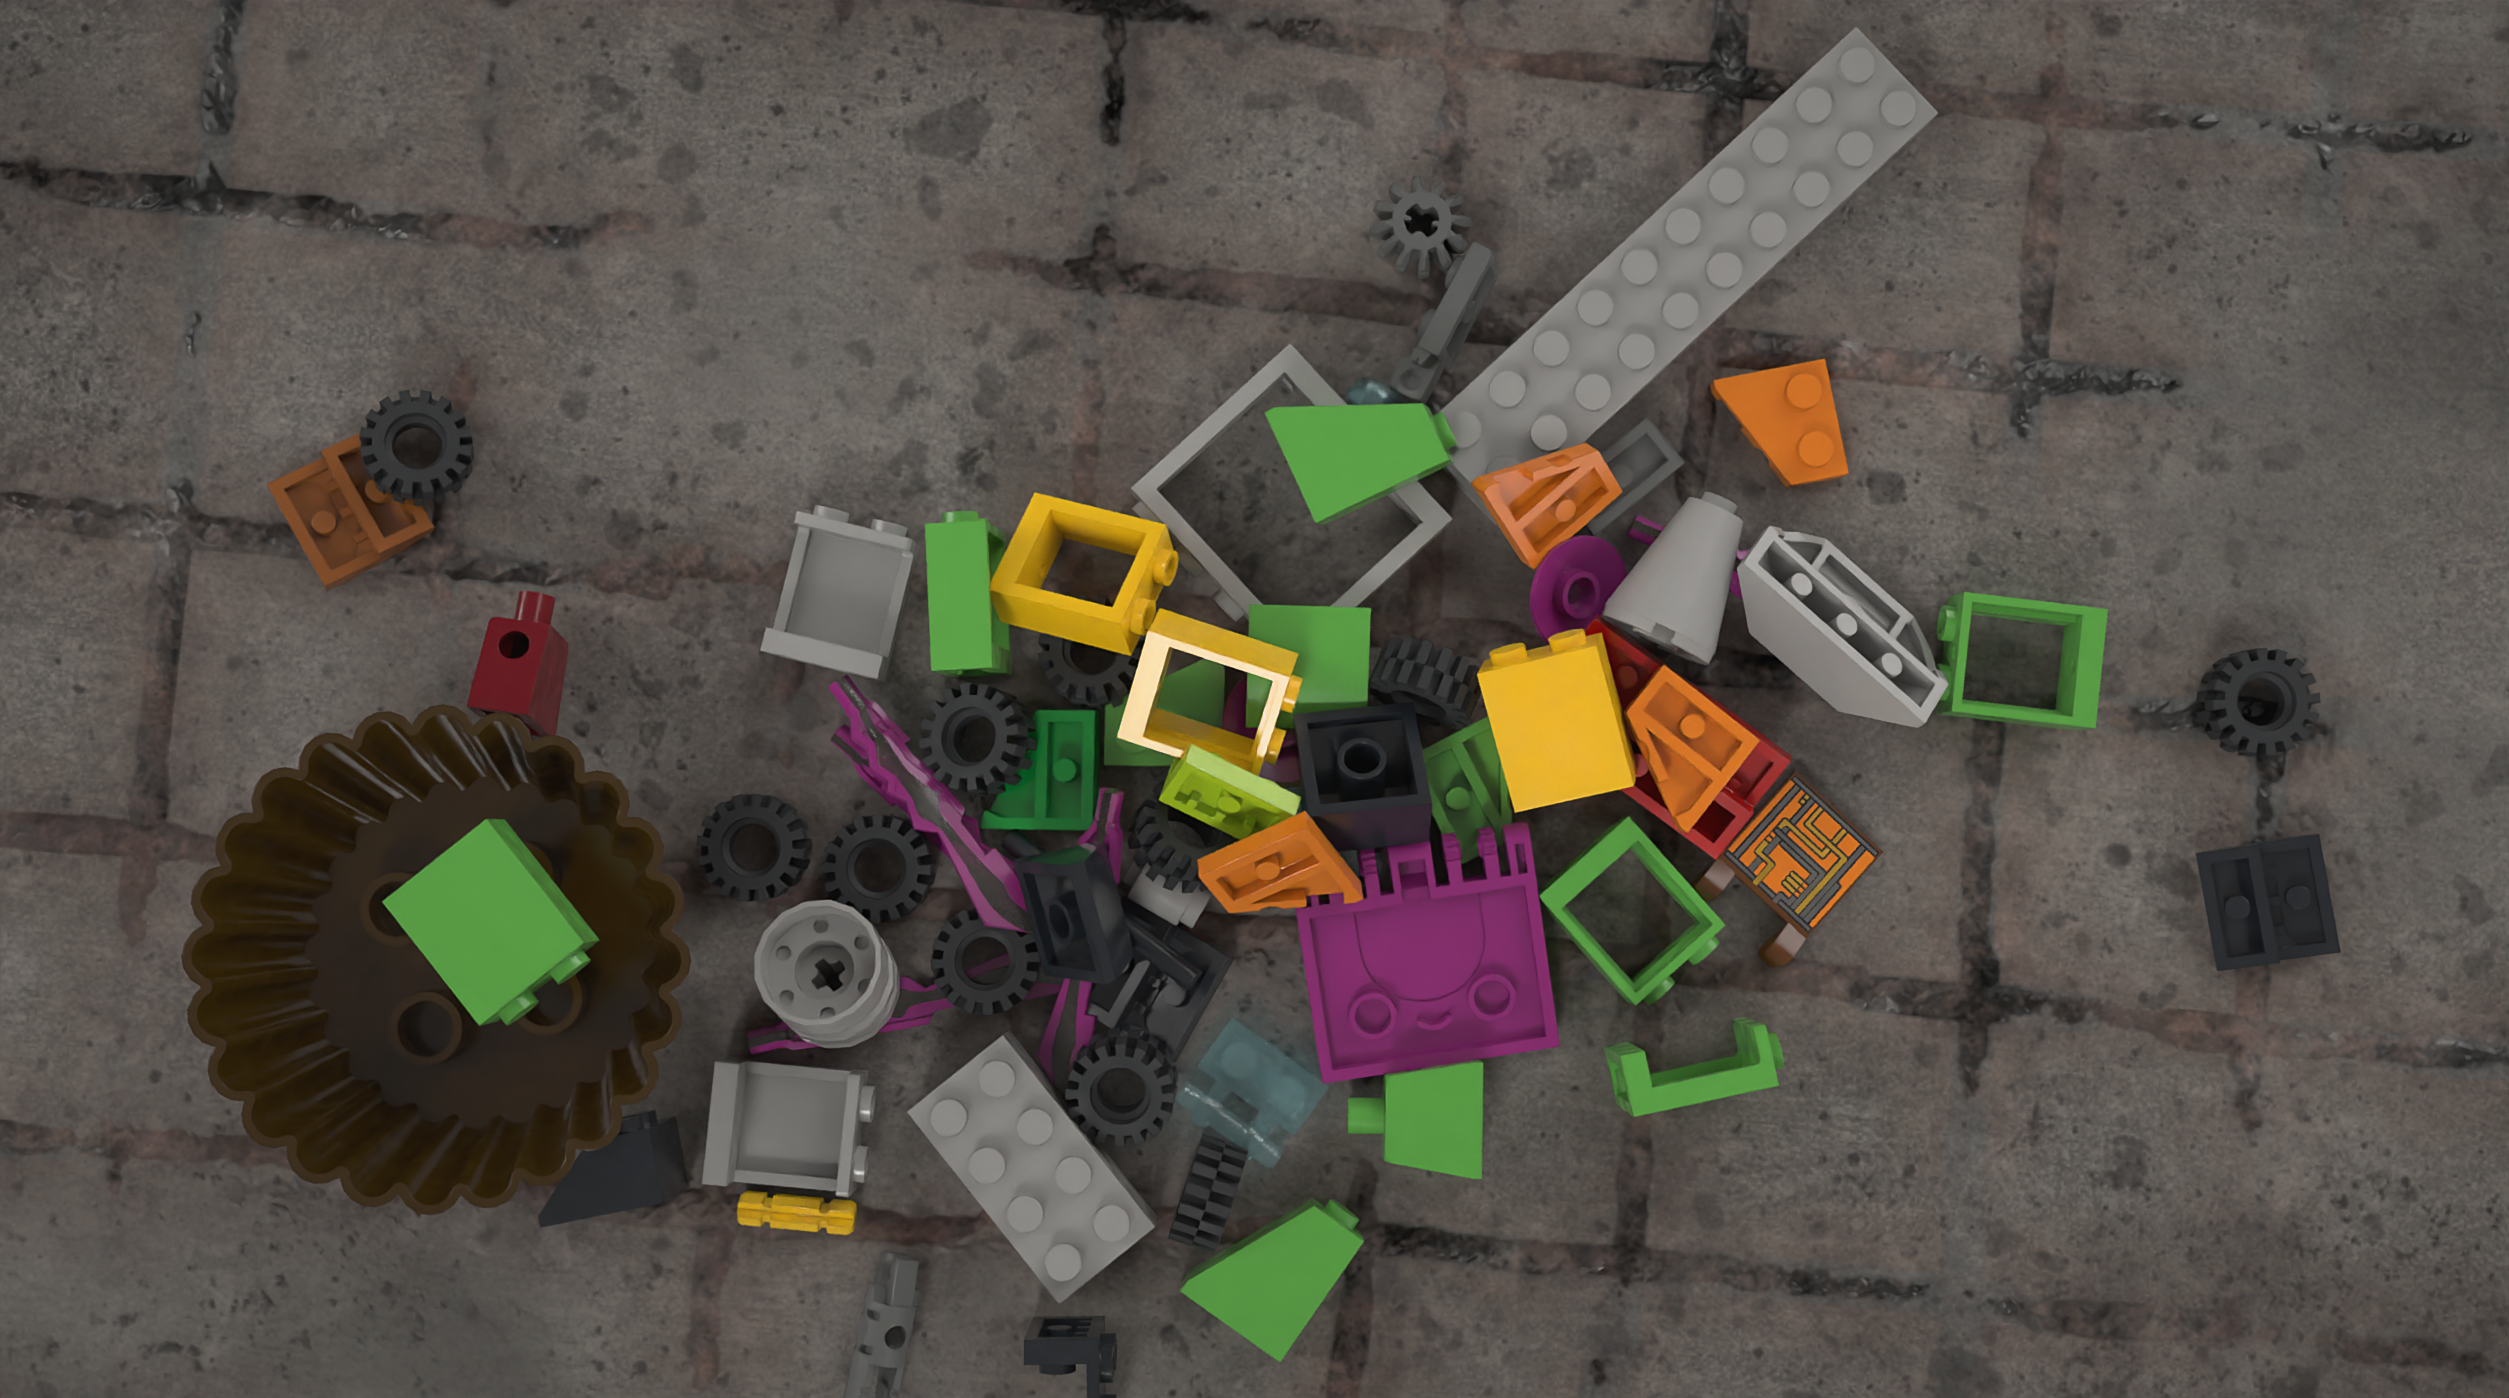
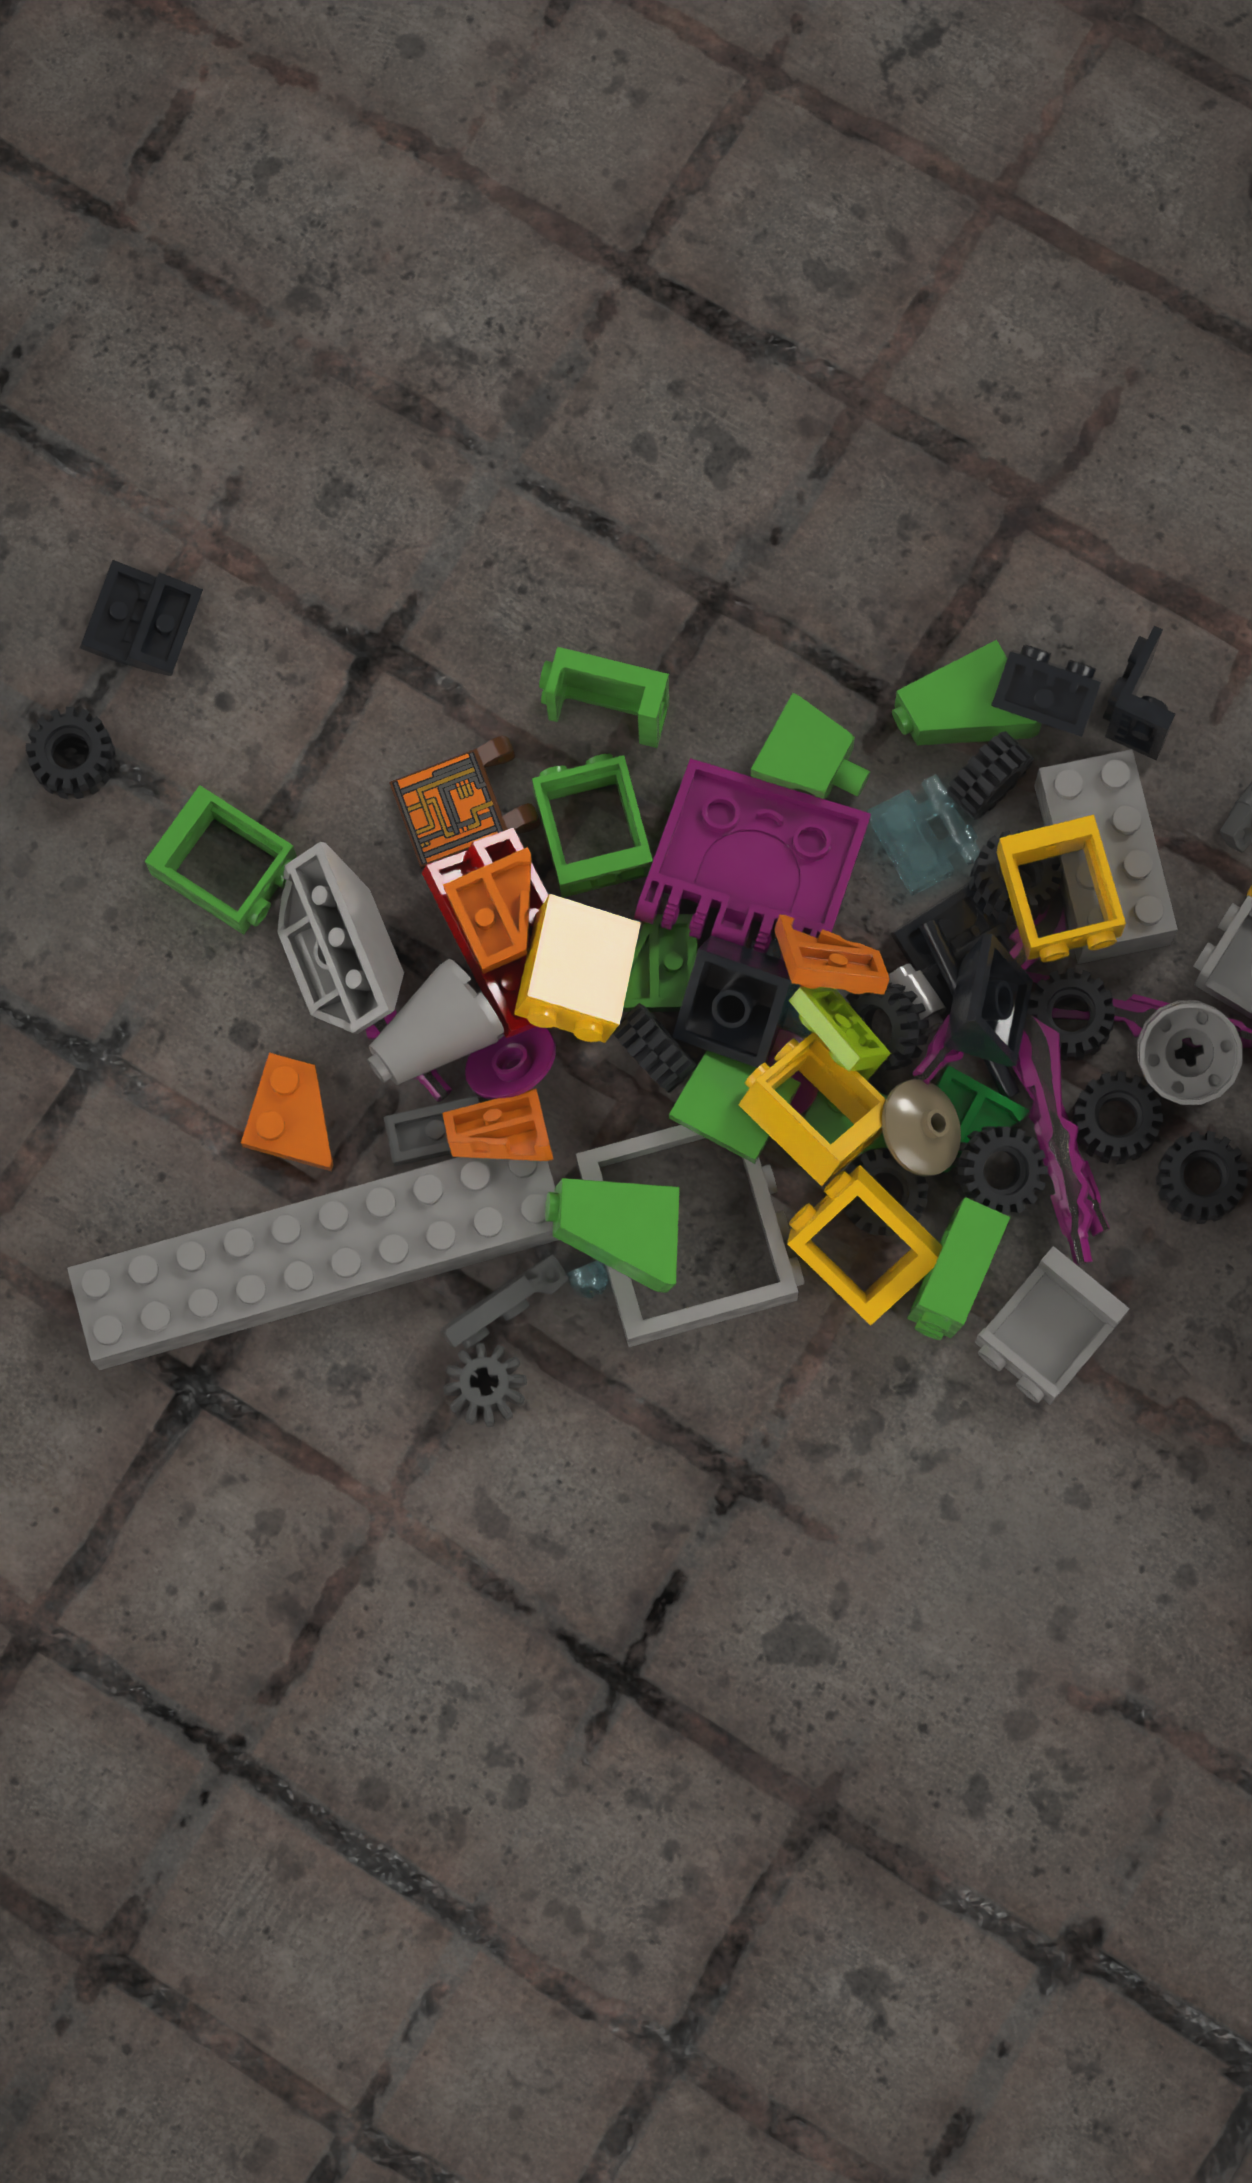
camera: 145 degrees left, 10 degrees down
(1094, 1136) = (1052, 842): none -> yellow window
(1101, 731) = (921, 1127): none -> dark tan dish
(1189, 1330) = (1046, 690): none -> black bracket

